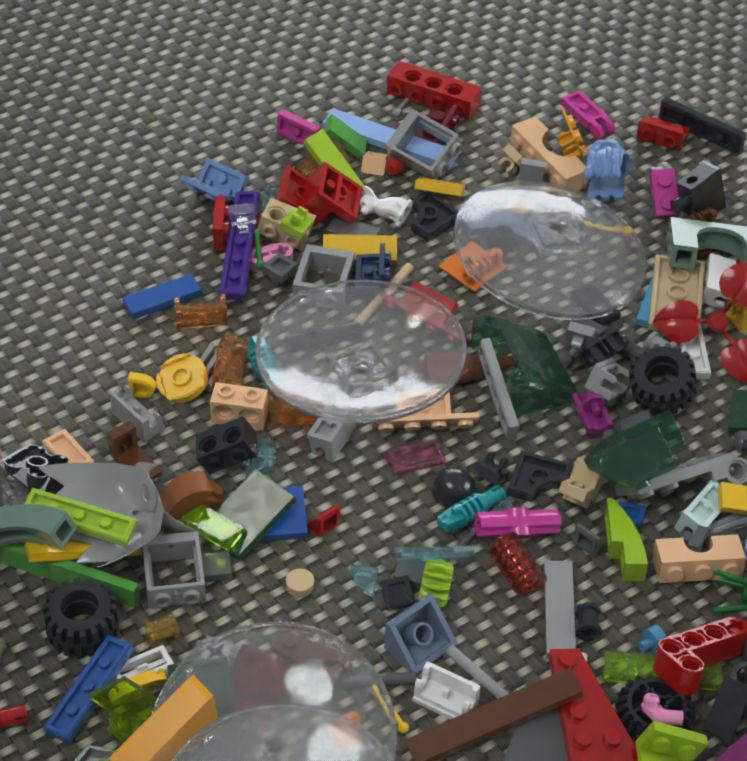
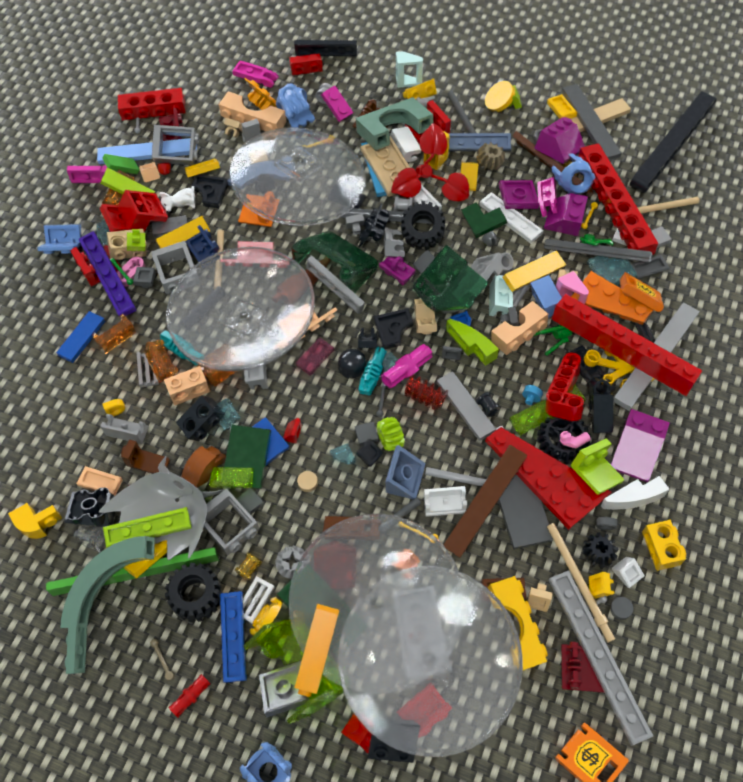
camera: 30 degrees left, 15 degrees up
(182, 378) = (136, 387): yellow tile -> none
(242, 216) = (98, 254): clear tile -> none
(434, 552) = (377, 415): clear light blue tile -> none
(700, 190) = (358, 91): black torso -> none

